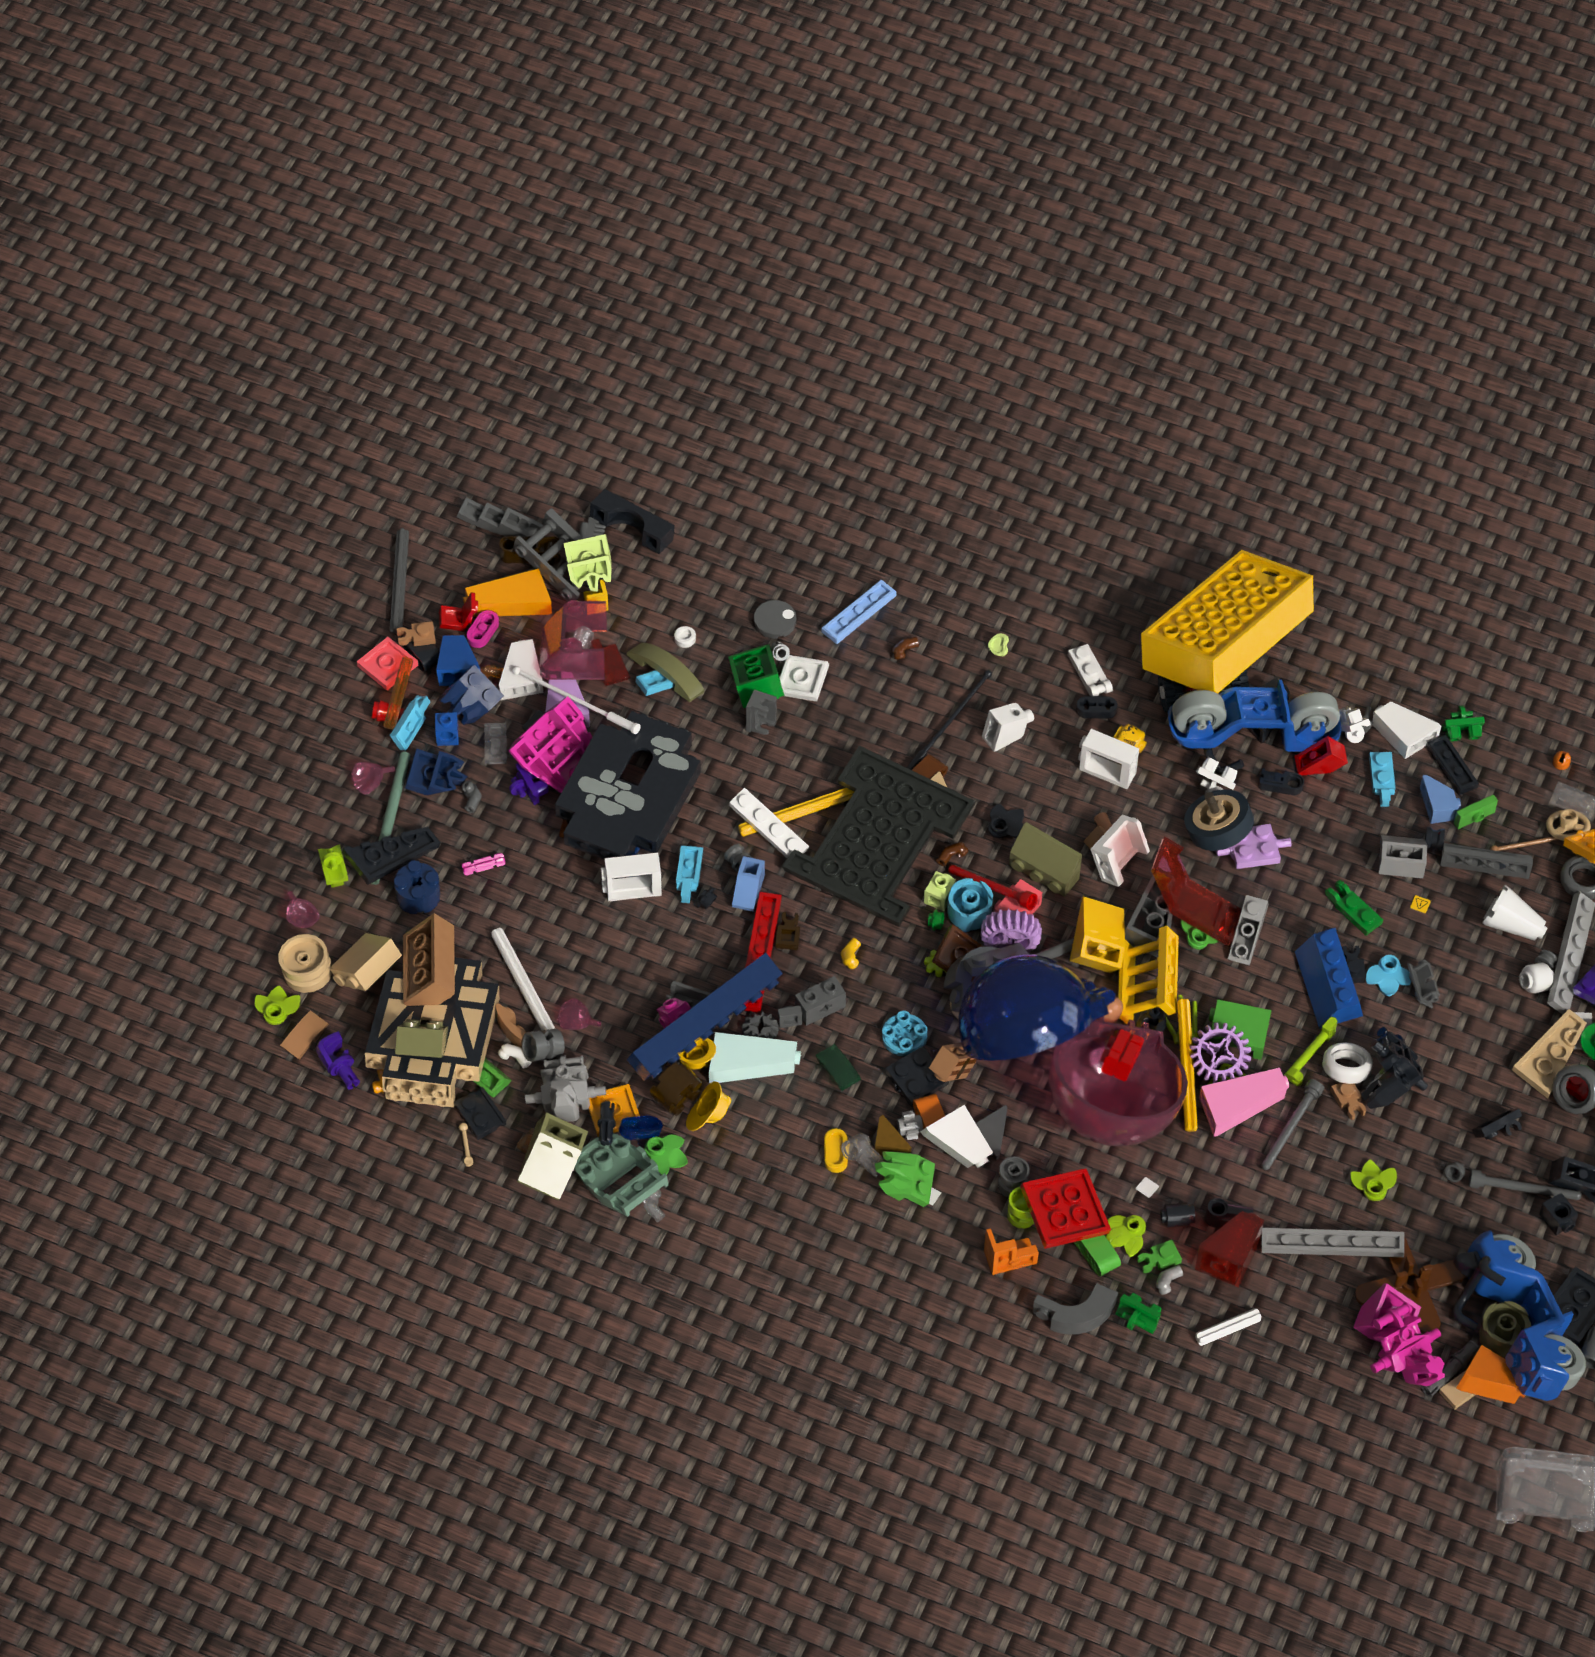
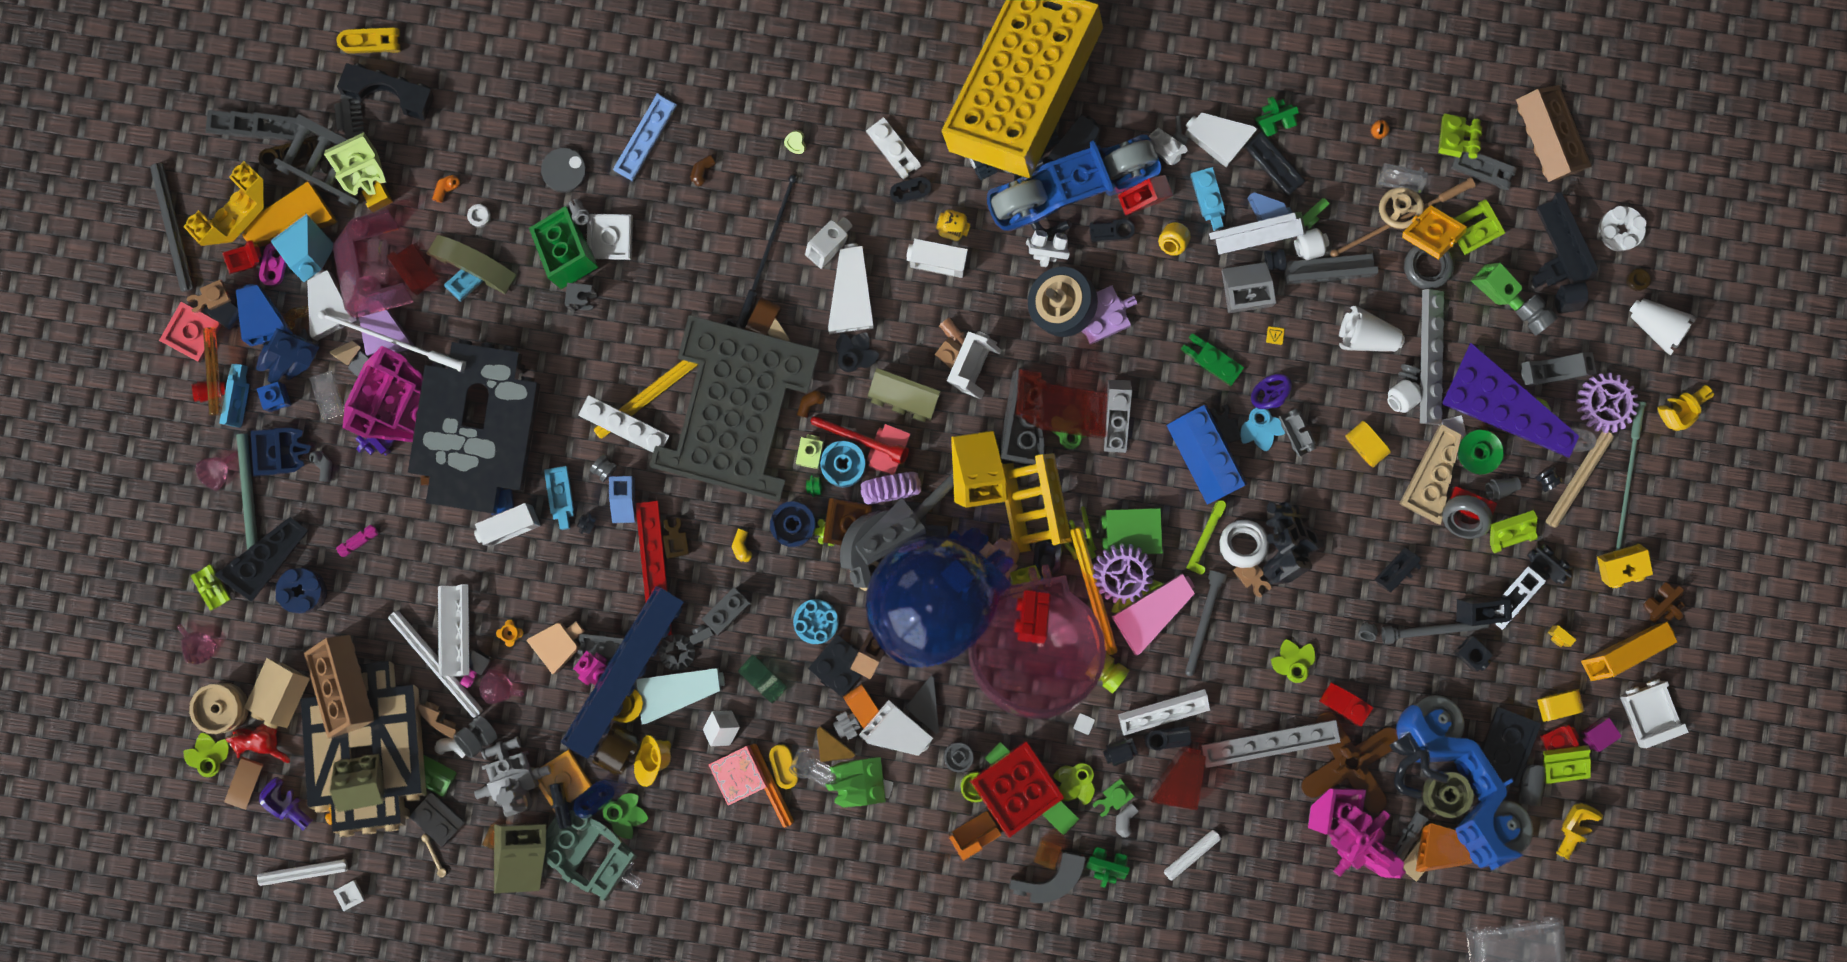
camera: 15 degrees left, 30 degrees up
(333, 1126) = (302, 872): none -> white axle
(334, 1000) = (261, 740): none -> red animal
(372, 1155) = (349, 895): none -> white plate
(484, 557) = (235, 215): none -> yellow slope
(517, 616) = (303, 247): none -> medium azure slope
(523, 711) = (346, 352): none -> tan slope
(551, 954) = (453, 630): none -> white fence
(564, 989) = (478, 663): none -> black piece
(603, 967) = (509, 639): none -> light orange plate
(629, 482) = (369, 40): none -> yellow plate
(645, 991) = (556, 645): none -> light nougat torso
(660, 606) = (445, 185): none -> orange arm
(784, 1100) = (721, 728): none -> white panel
(789, 1143) = (738, 775): none -> coral tile
(817, 1162) = (772, 790): none -> orange axle
(906, 943) = (781, 518): none -> dark blue brick
(1015, 776) = (851, 296): none -> white slope
(1077, 1287) = (1047, 854): none -> clear orange panel
(1186, 1144) = (1112, 674): none -> lime wheel
(1231, 1190) = (1164, 712): none -> white plate
(1340, 797) = (1174, 238): none -> yellow head
(1405, 944) = (1273, 394): none -> dark purple piece
(1420, 1229) = (1346, 704): none -> red slope
(1422, 804) = (1259, 233): none -> fence
(1473, 832) = (1311, 244): none -> white head
(1491, 1010) = (1367, 444): none -> yellow beam

